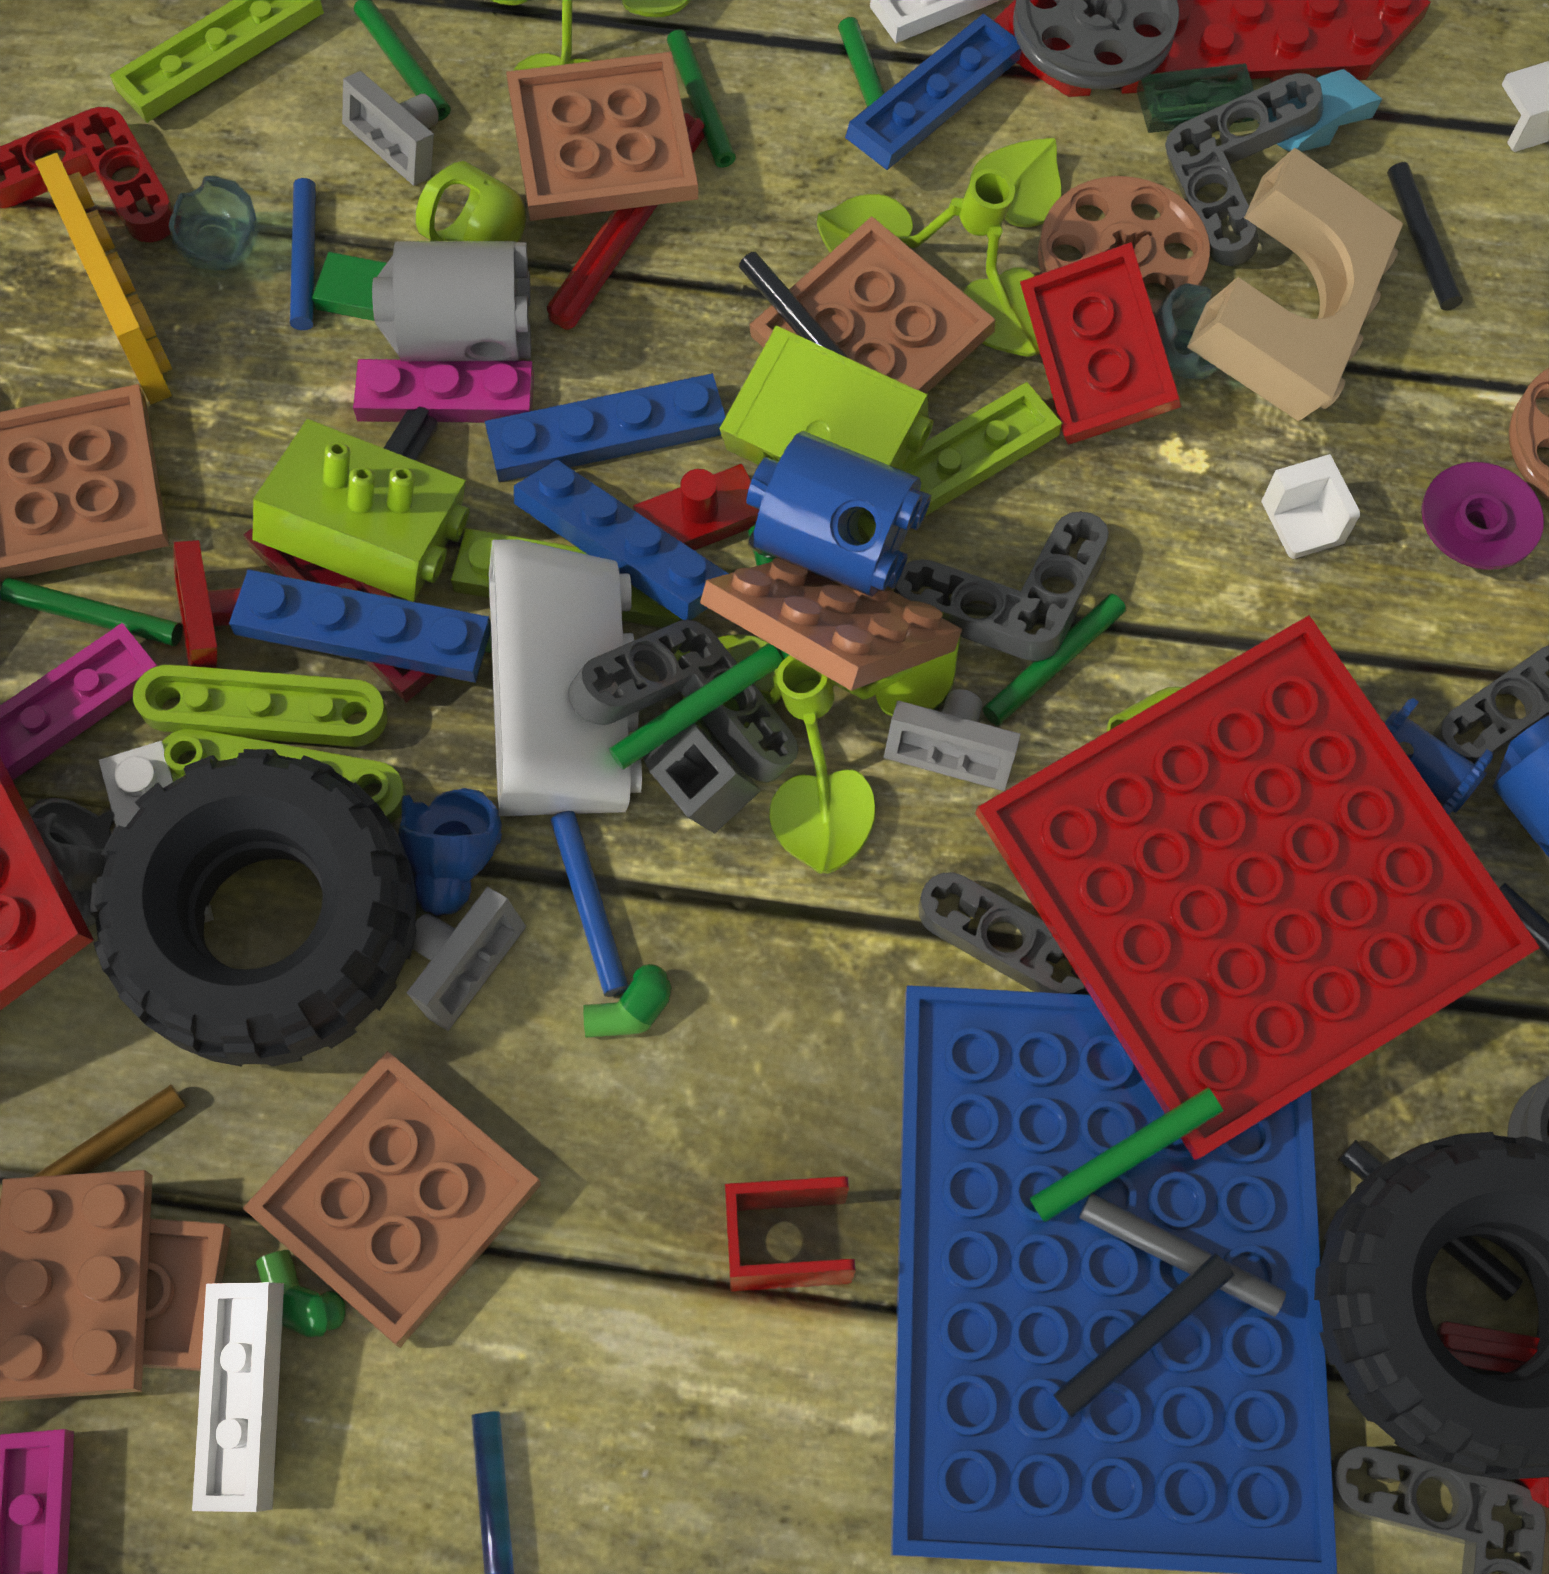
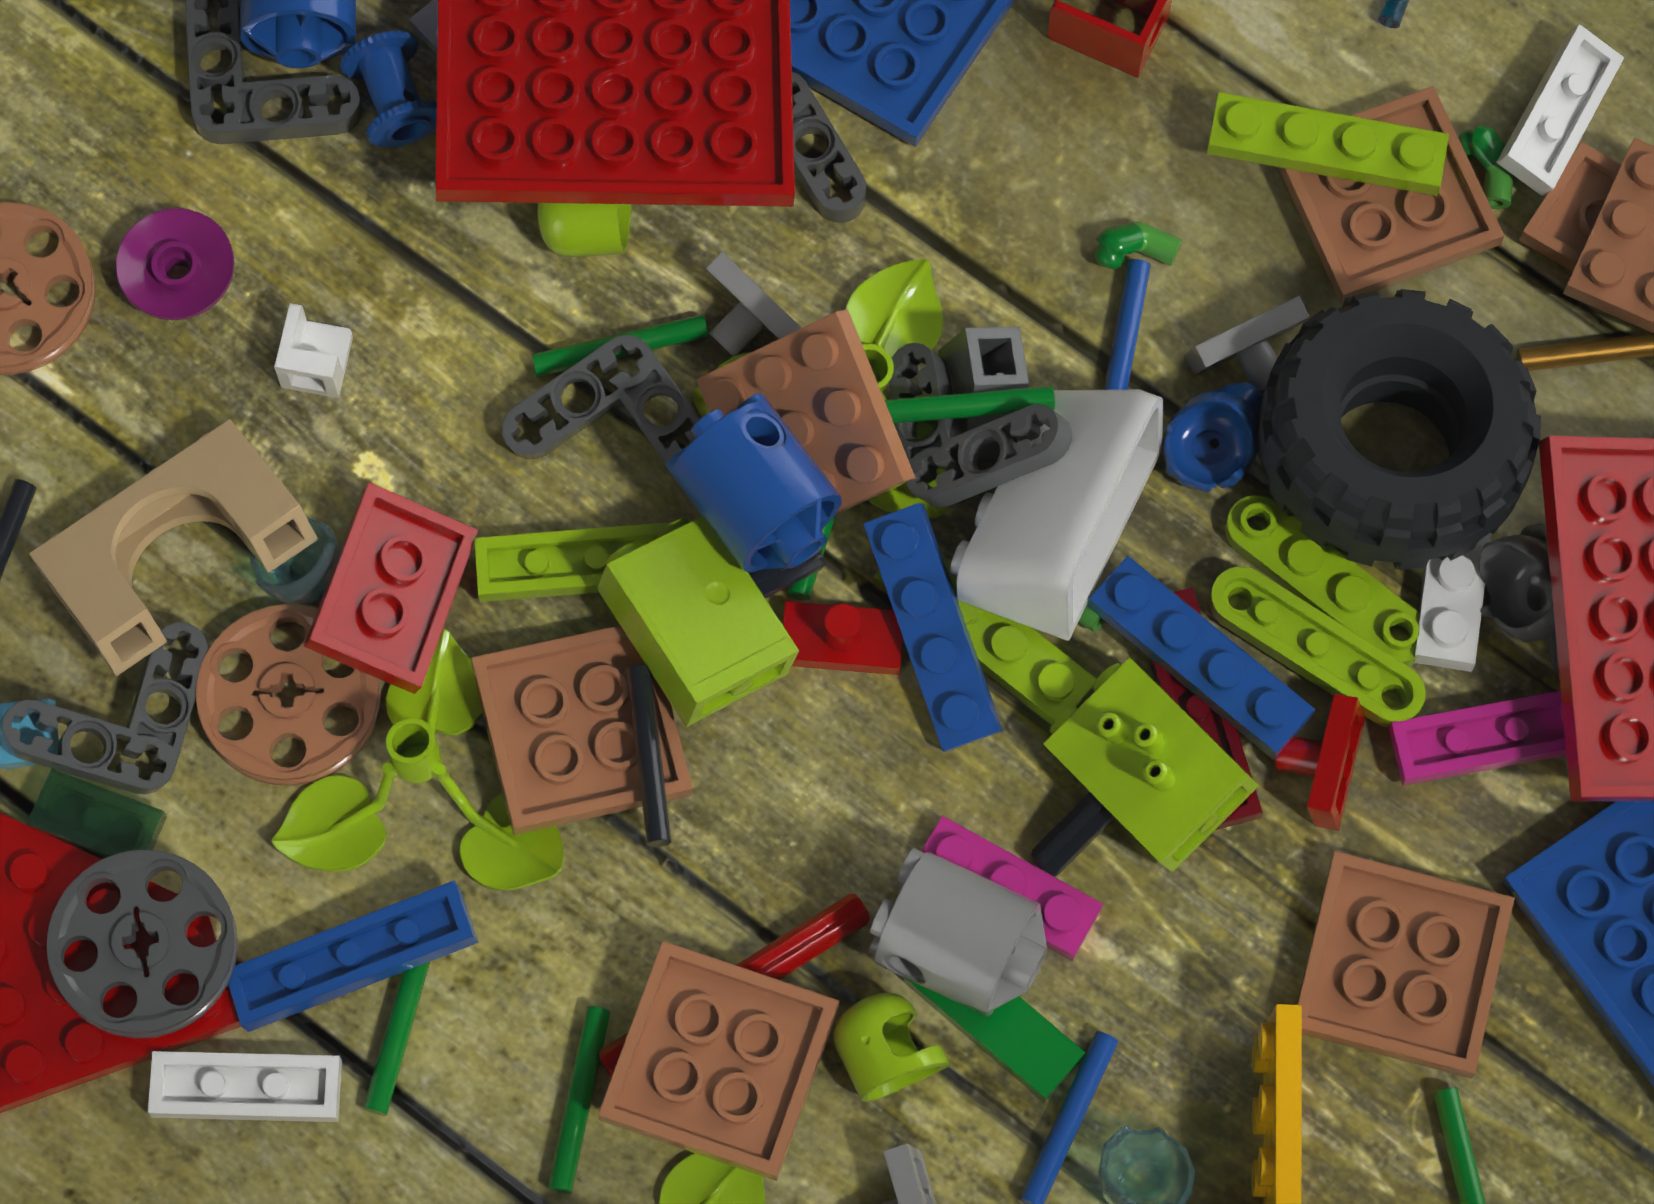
camera: 150 degrees left, 5 degrees up
(90, 611) = (1426, 824): green bar -> none
(475, 1202) = (1328, 144): none -> lime plate
(606, 427) = (878, 769): blue plate -> none

